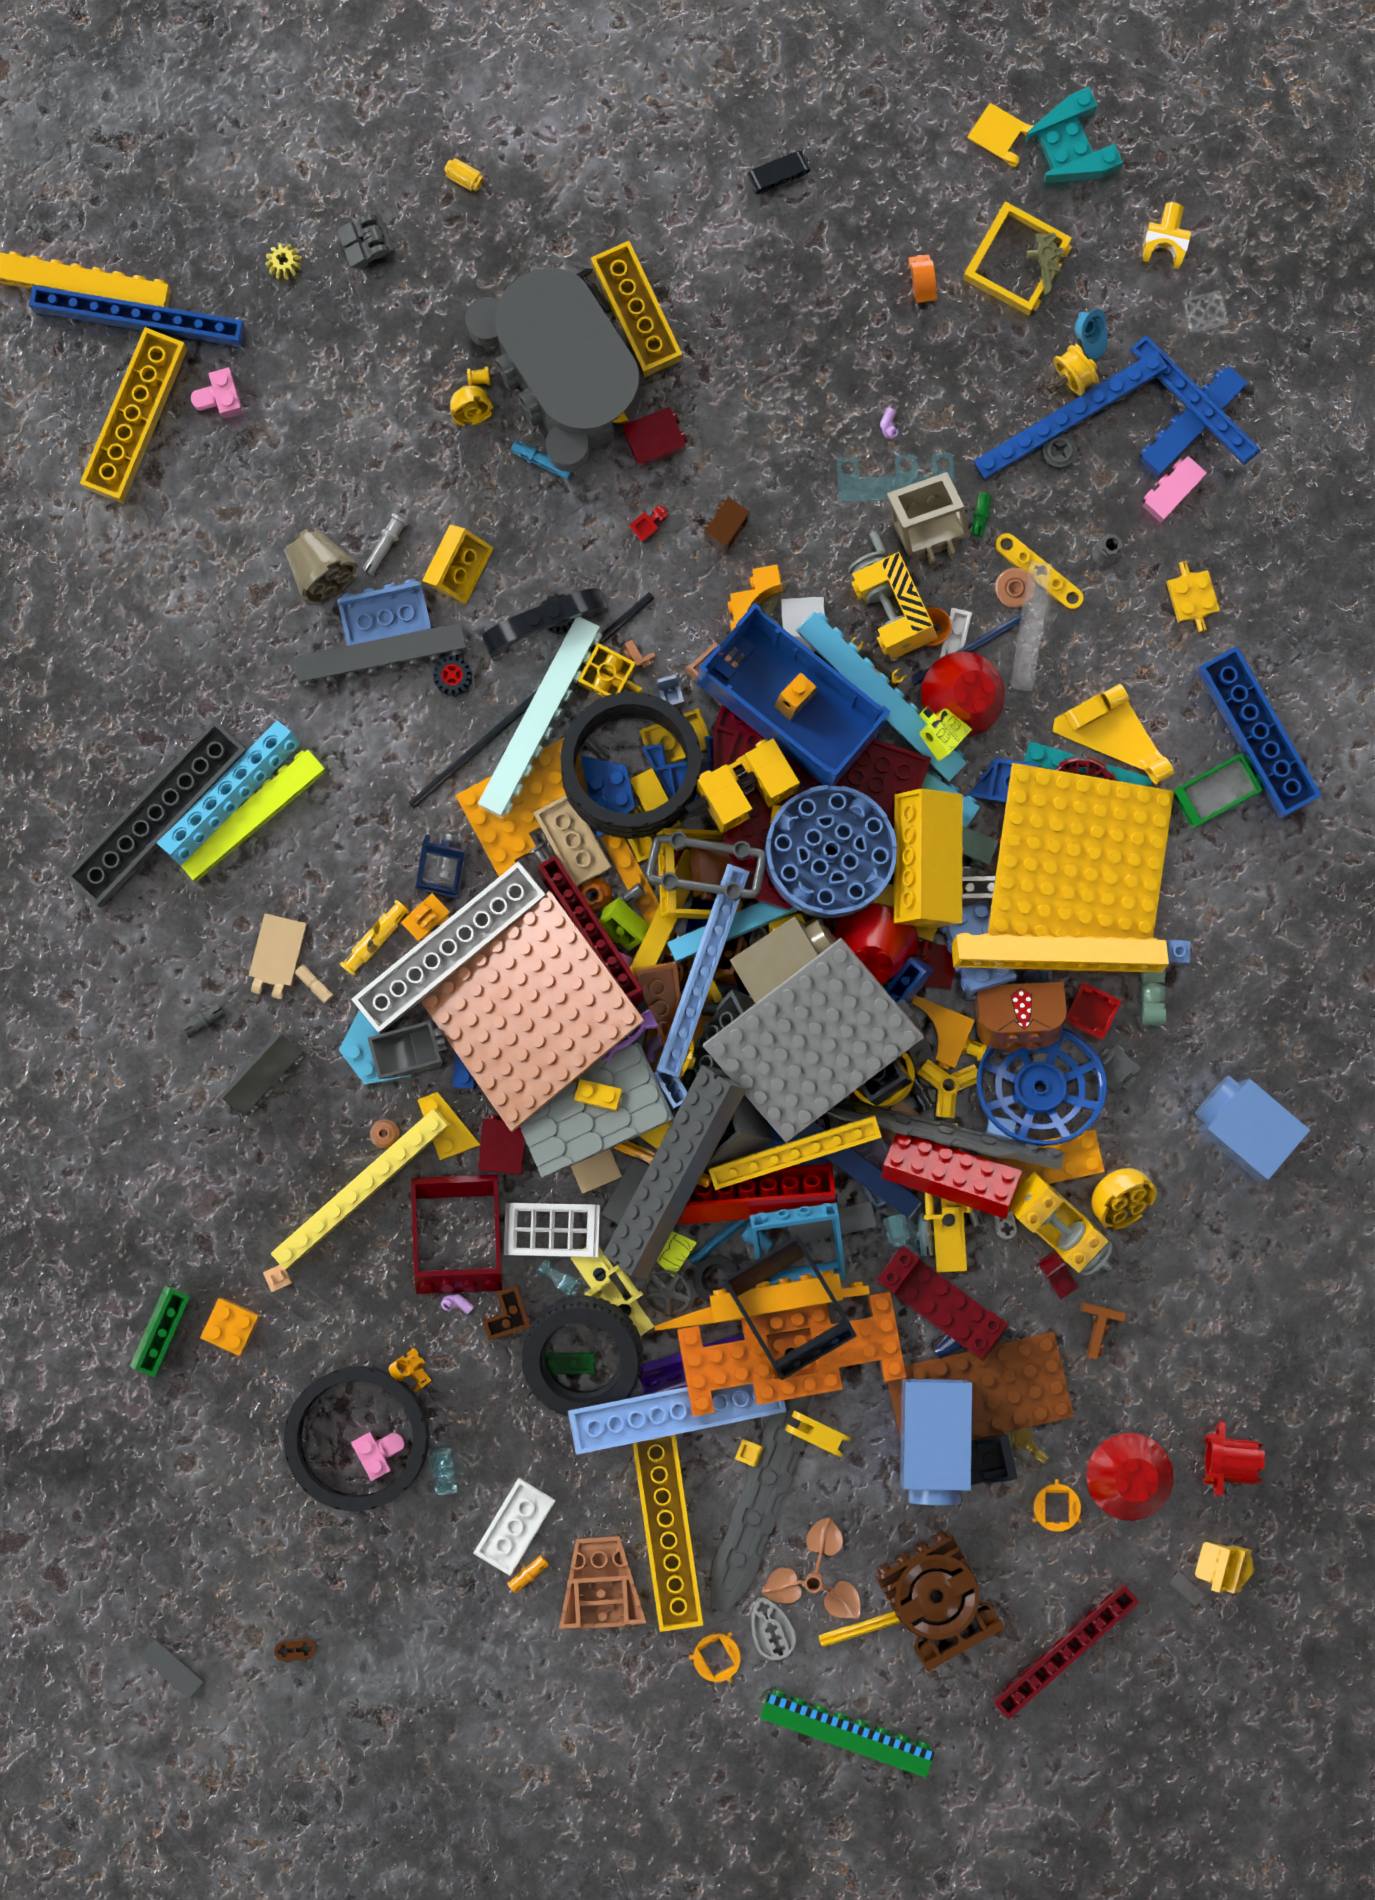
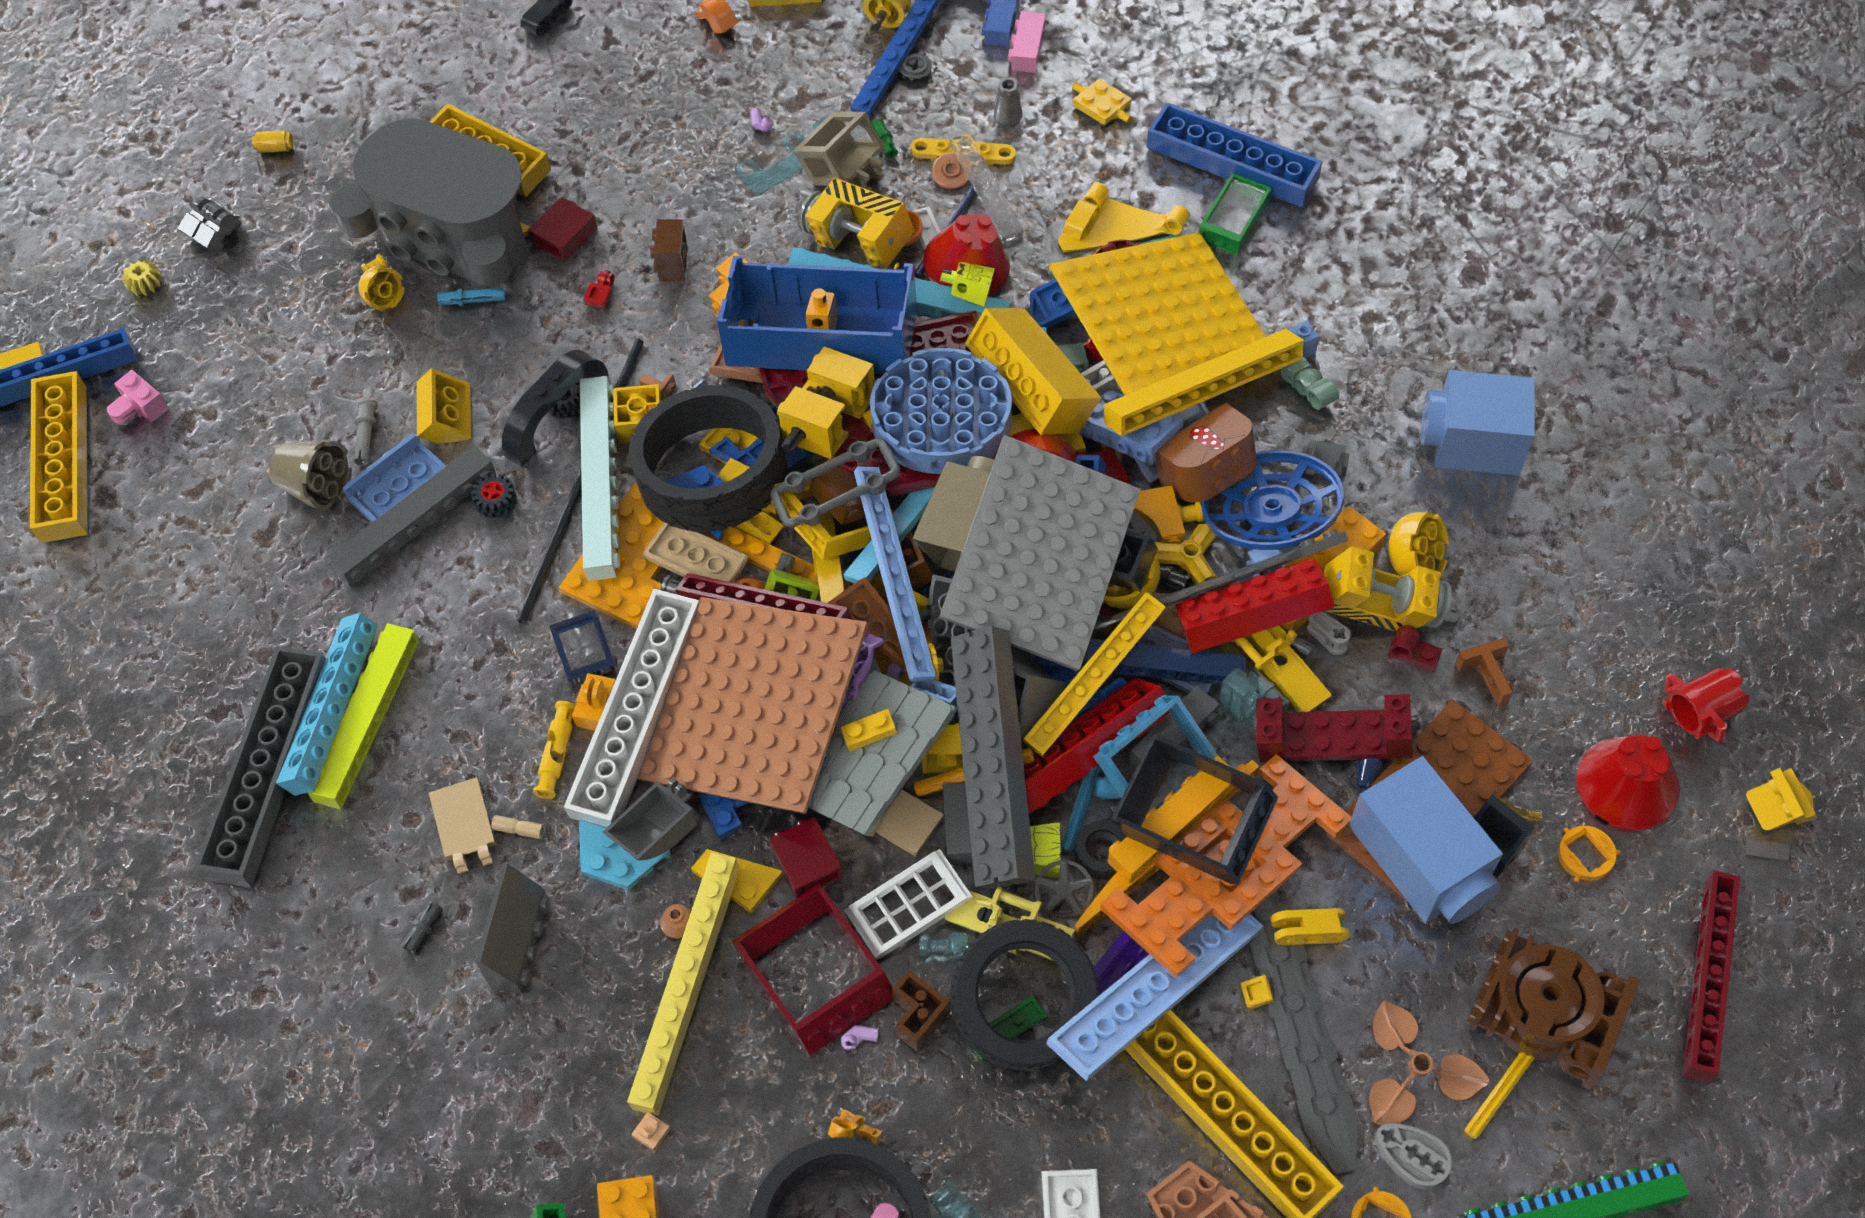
camera: 30 degrees left, 25 degrees down
(1091, 1011) = (1271, 423): red container -> none

